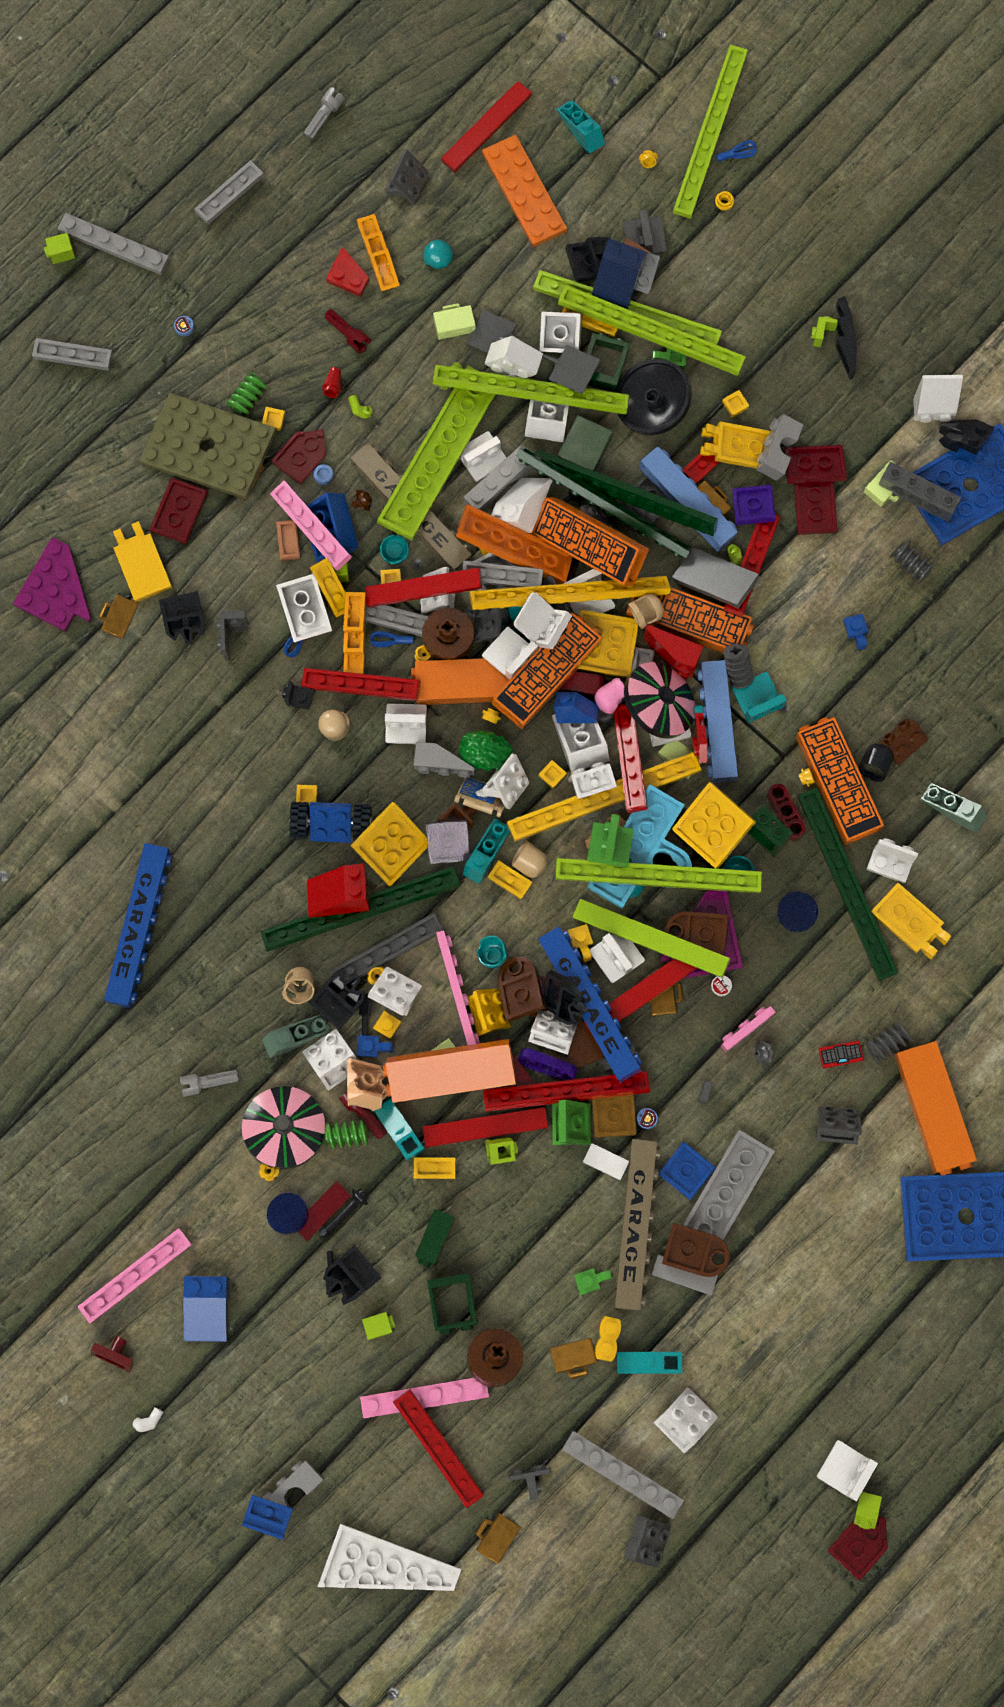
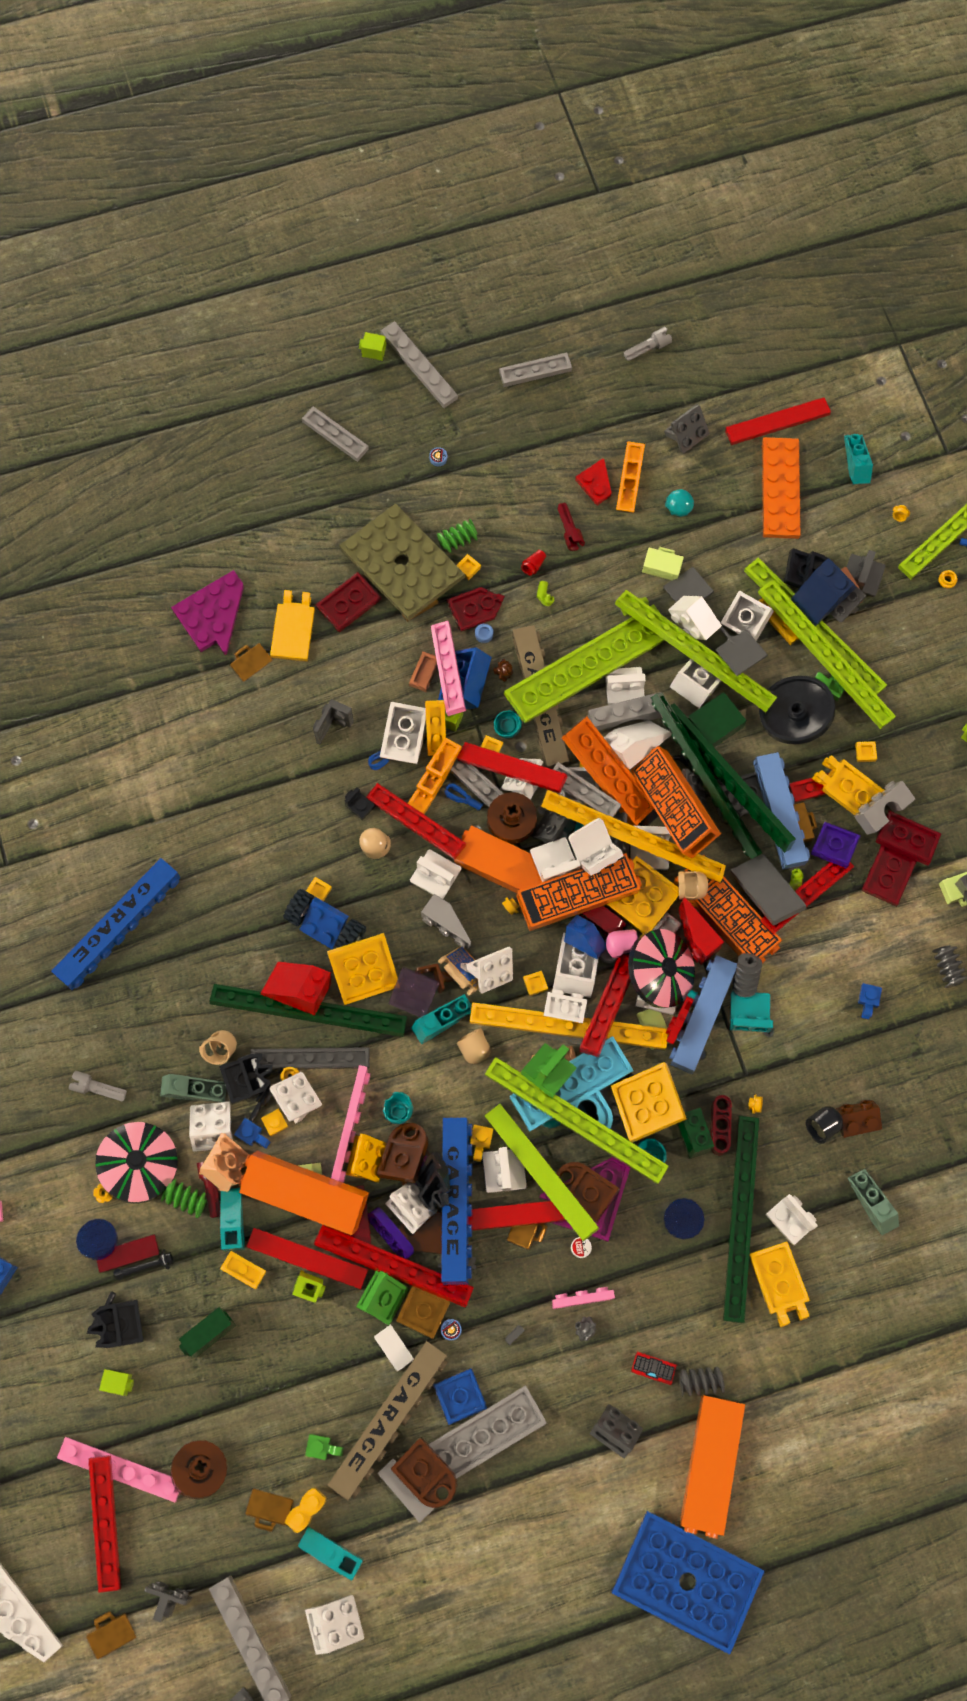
camera: 25 degrees right, 5 degrees down
(183, 616) = (301, 688): black plate -> none
(419, 651) = (478, 823): yellow plate -> none
(449, 1281) = (190, 1425): dark green window -> none
(484, 750) = (488, 931): green piece -> none
(510, 880) = (448, 1054): yellow plate -> none
(605, 381) = (762, 675): dark green window -> none
(839, 780) = (783, 1122): orange brick -> none

